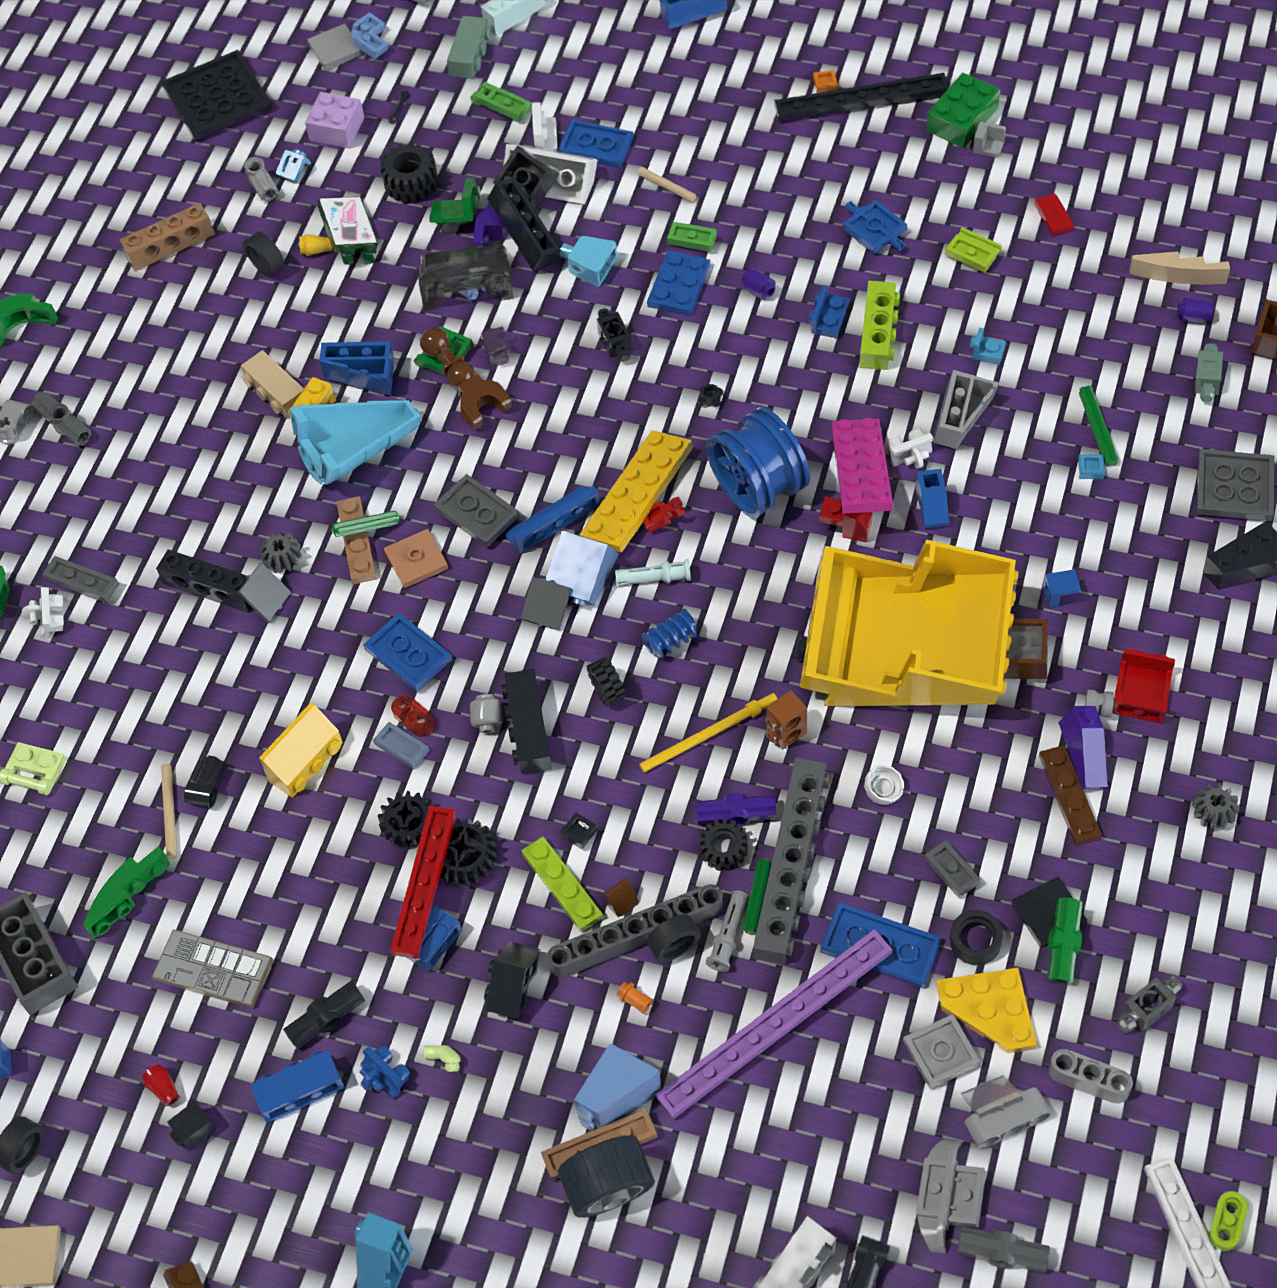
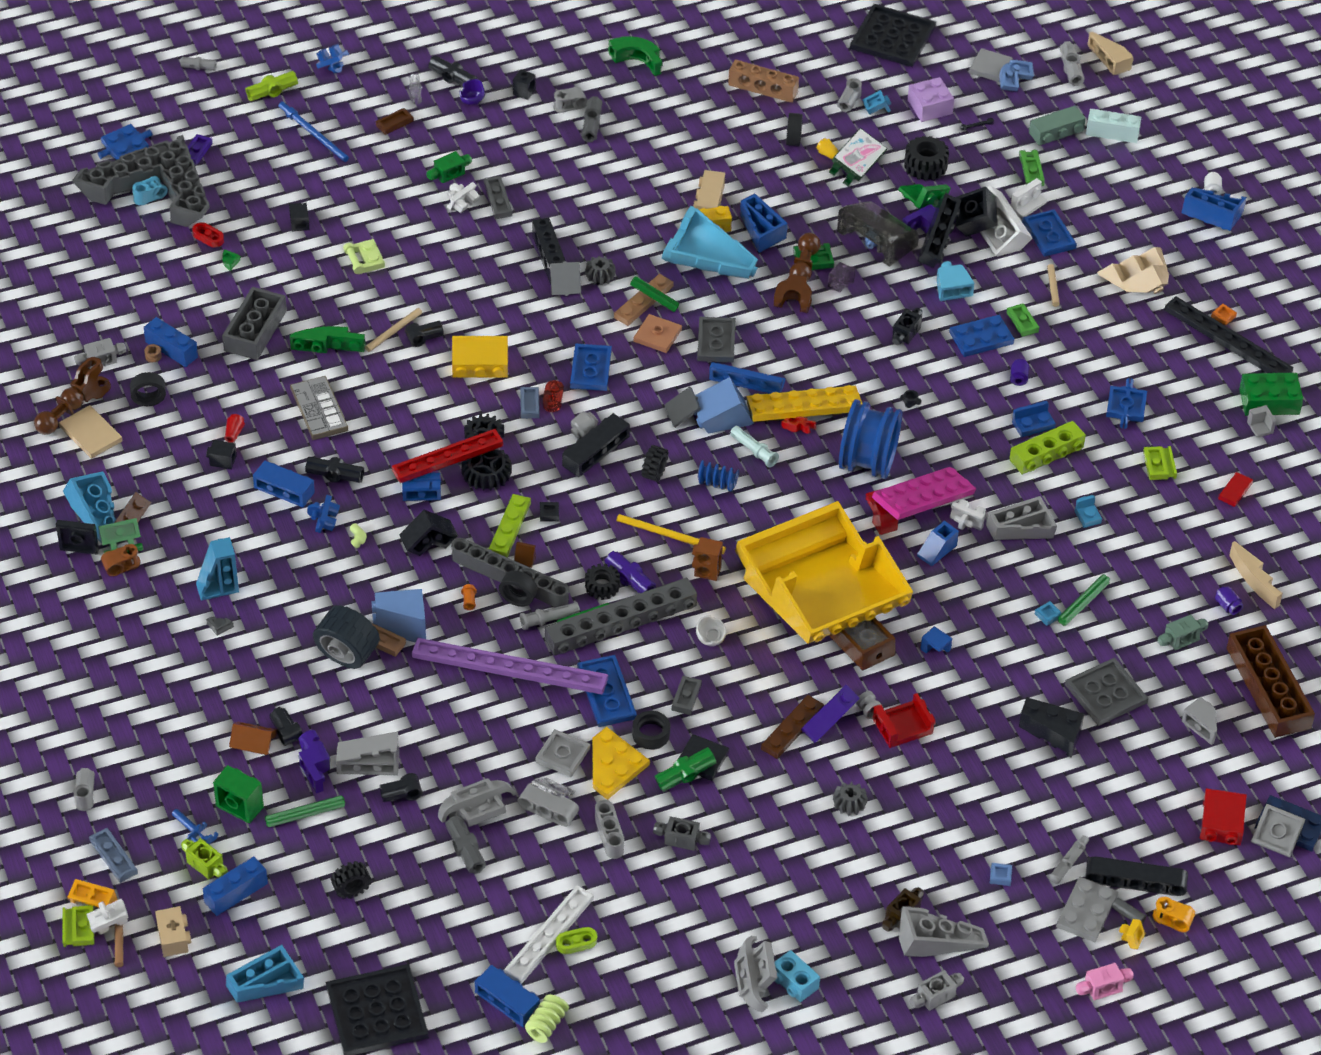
camera: 45 degrees right, 10 degrees down
(721, 108) = (1139, 273): none -> tan brick

